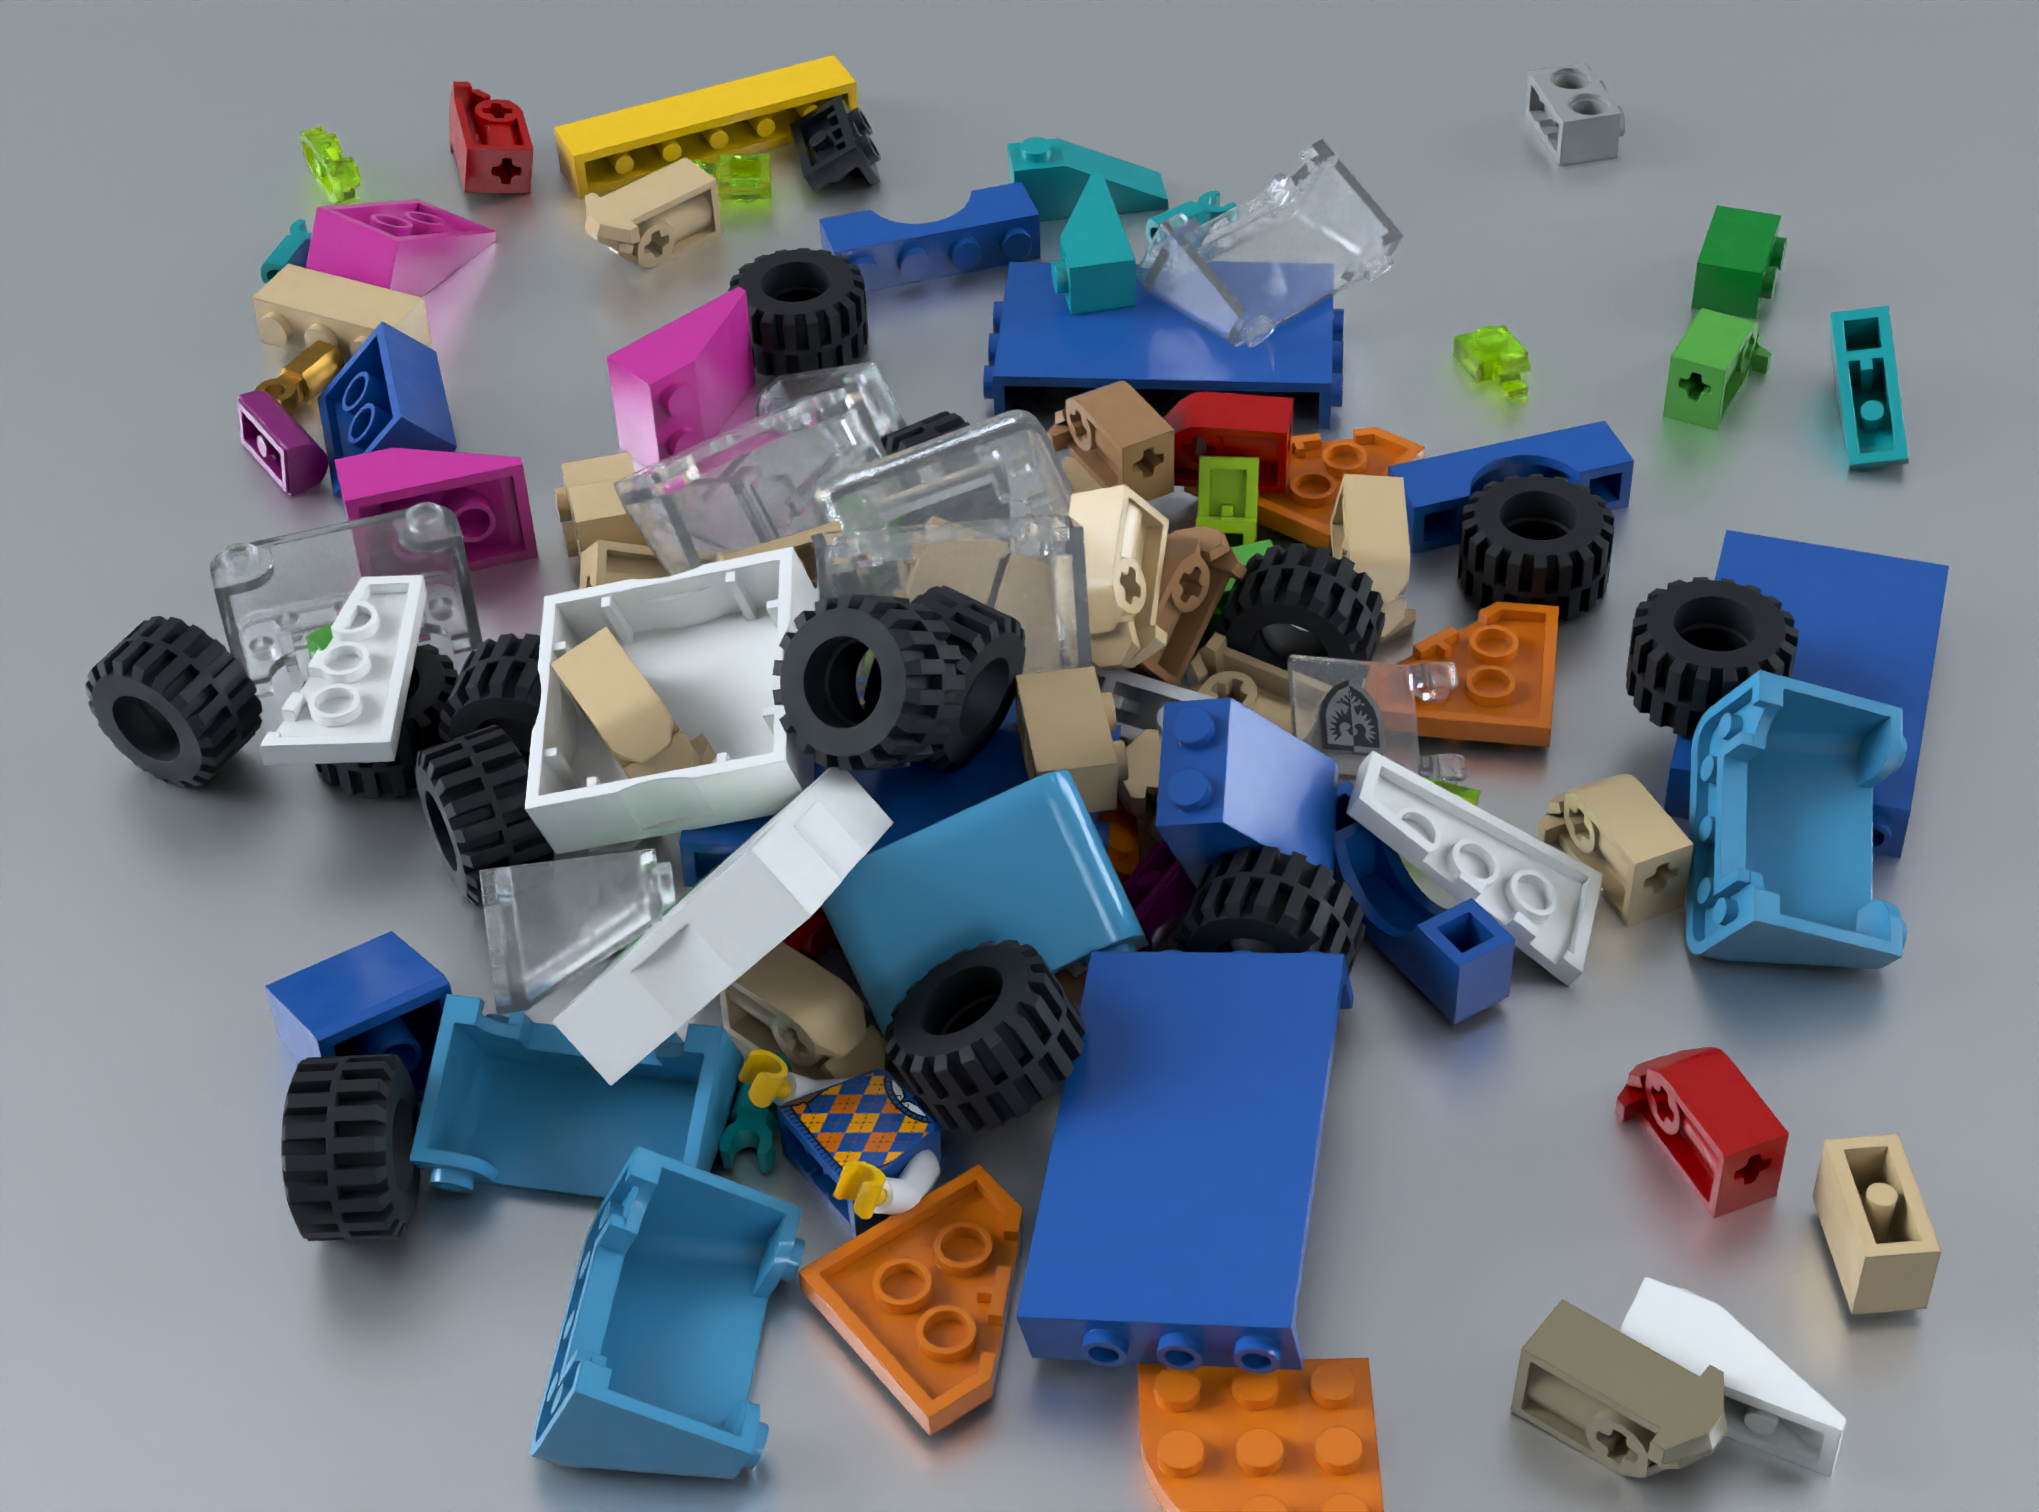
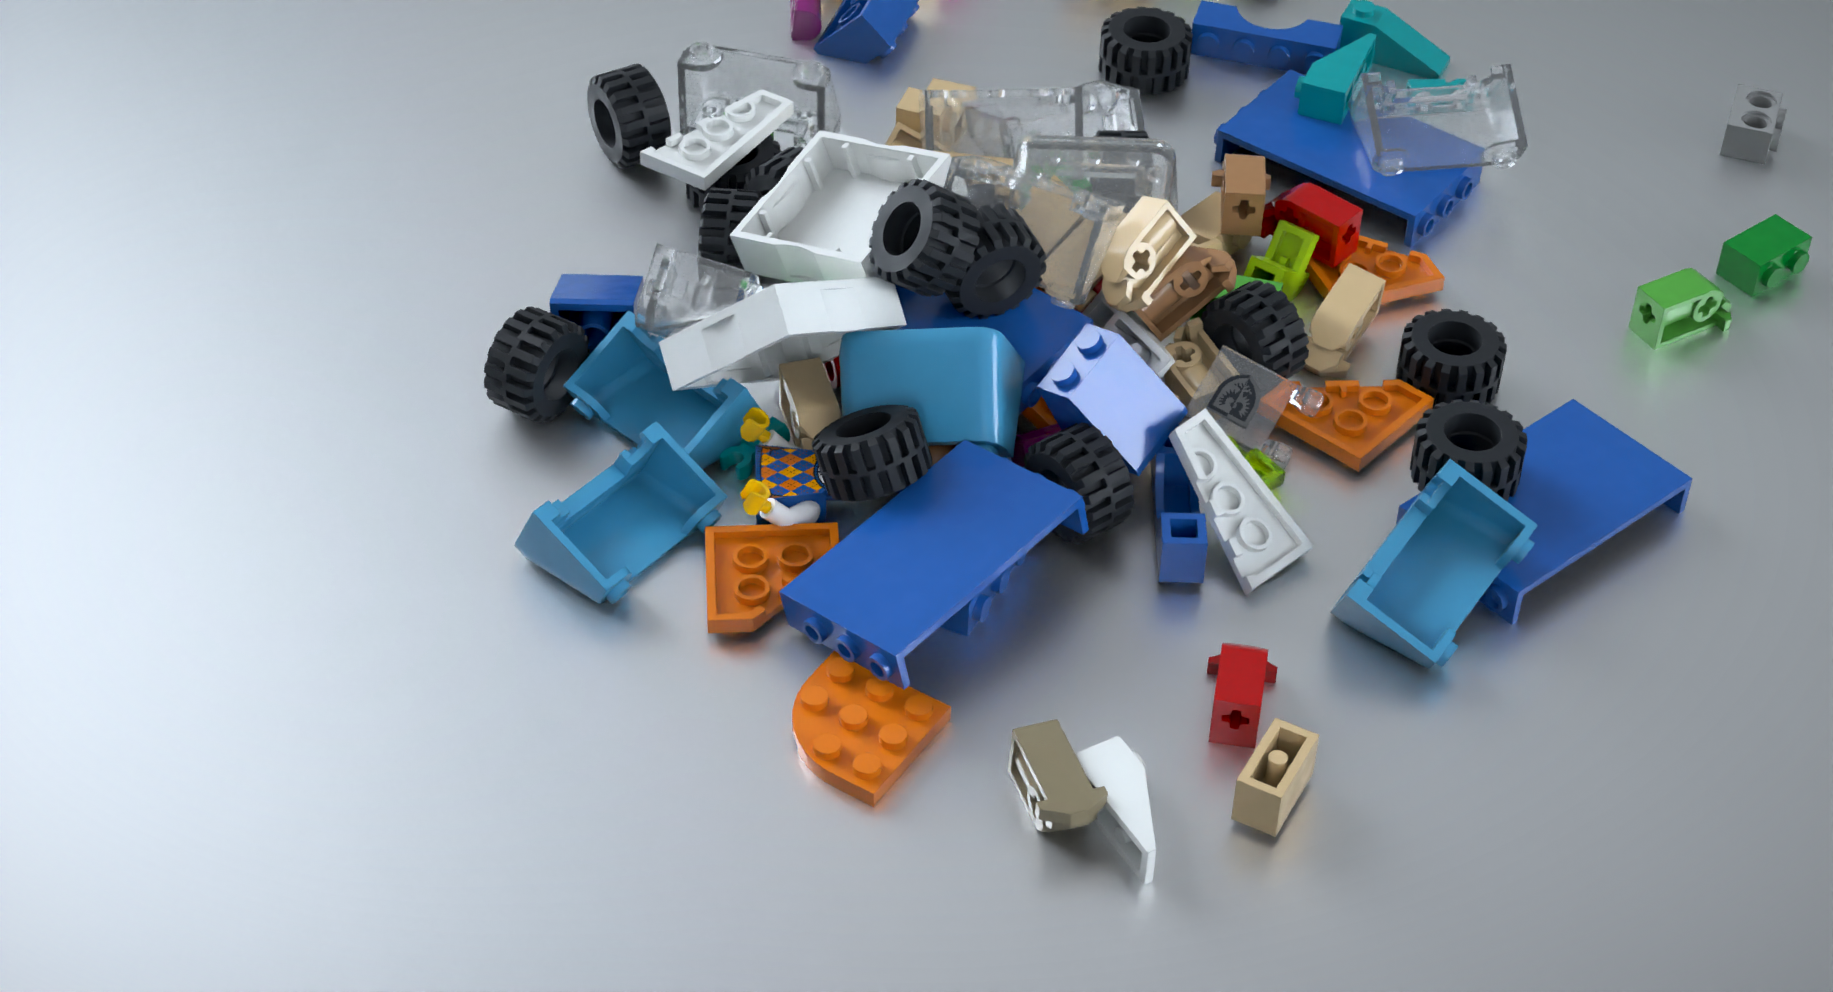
camera: 30 degrees right, 0 degrees up
(480, 489) = (860, 74): dark pink slope -> none
(627, 709) = (816, 205): tan piece -> none
(683, 379) = (1045, 54): dark pink slope -> none
(1068, 727) = (1042, 324): tan brick -> none
(1442, 484) = (1527, 325): blue arch -> none
(1496, 356) = (1550, 247): clear neon green plate -> none
(1628, 839) = (1338, 537): tan piece -> none
(1868, 388) = (1766, 361): teal slope -> none

